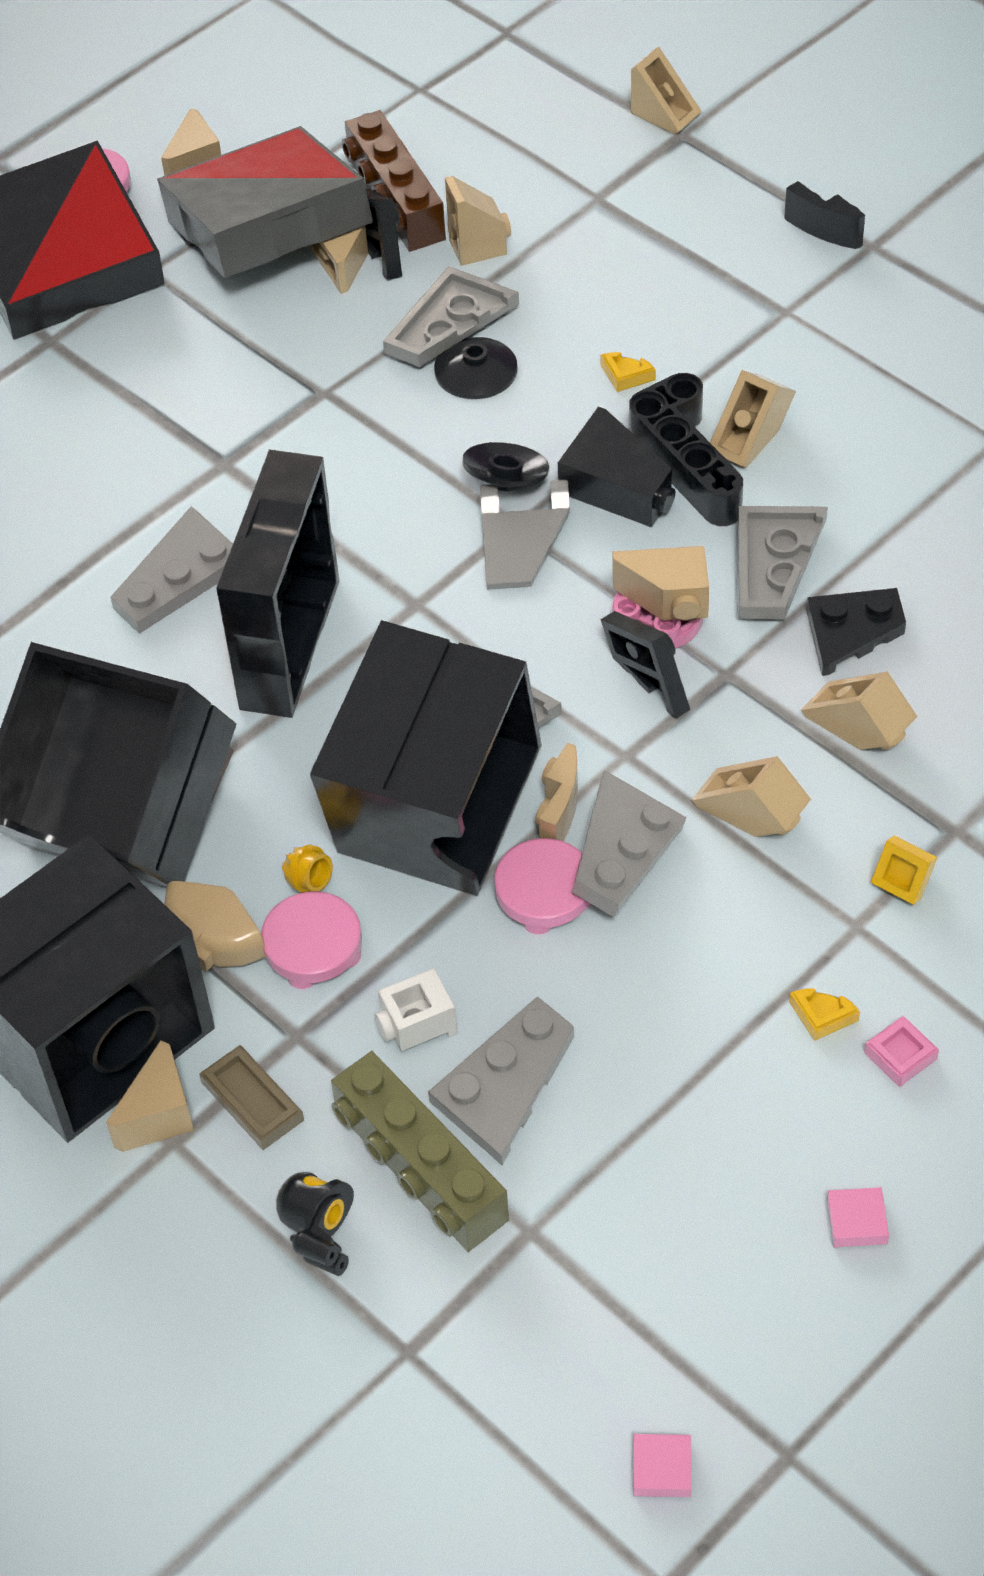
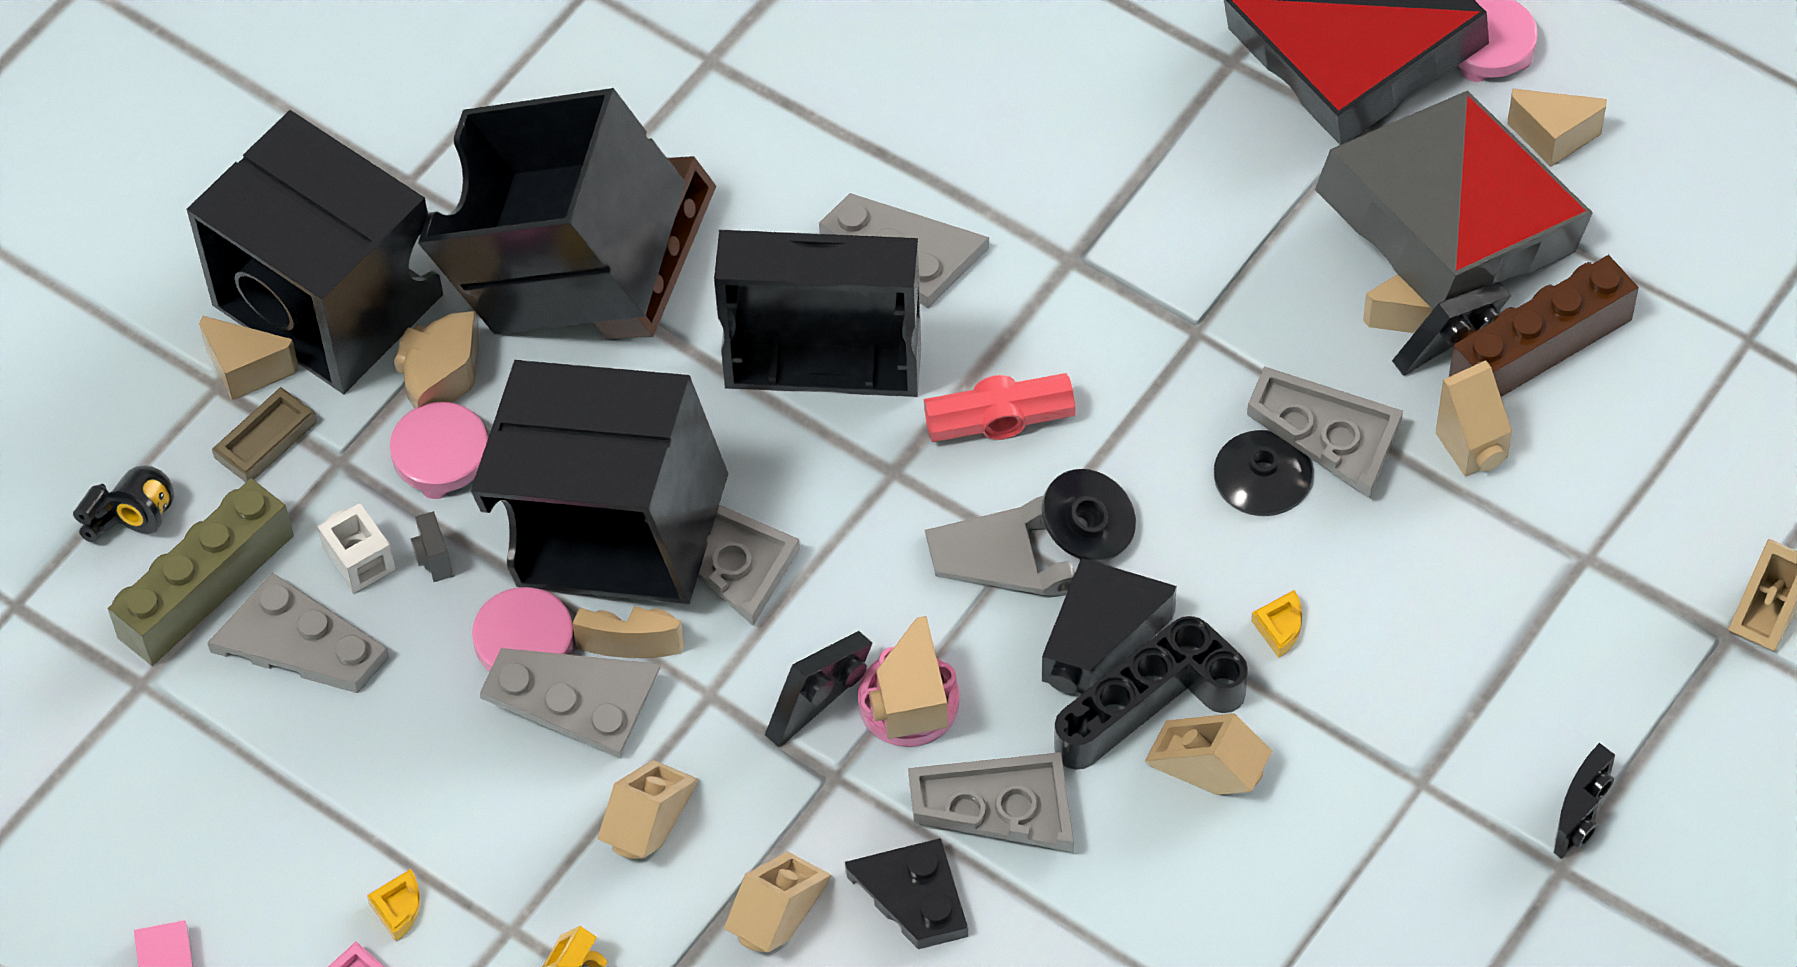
camera: 80 degrees right, 5 degrees up
(376, 516) = (999, 407): none -> coral piece
(430, 946) = (430, 547): none -> dark grey plate

